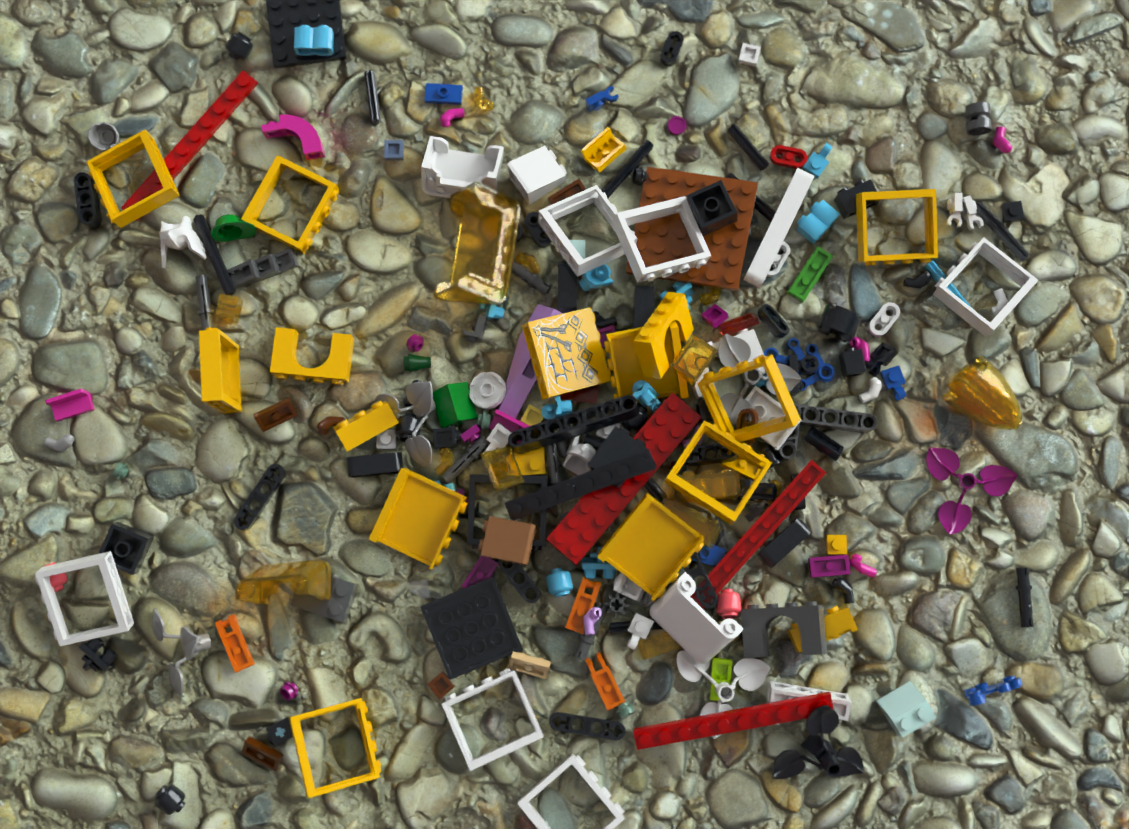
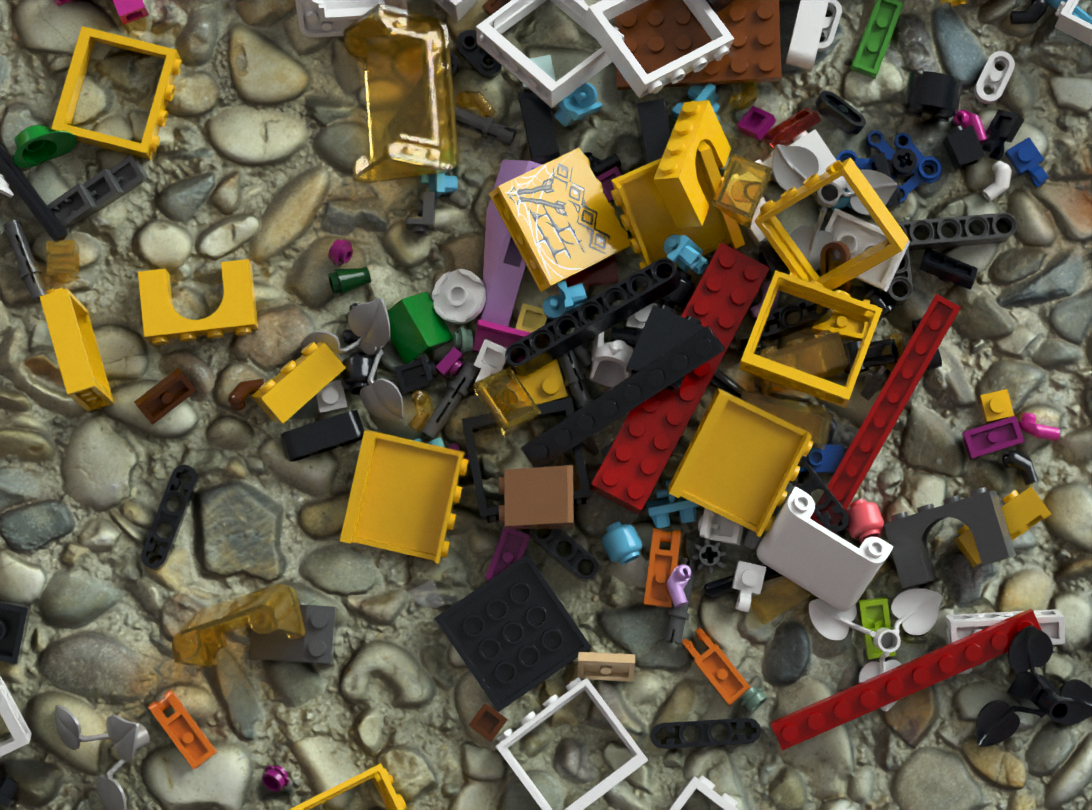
camera: 15 degrees left, 0 degrees up
(784, 542) = (924, 418): black beam -> none

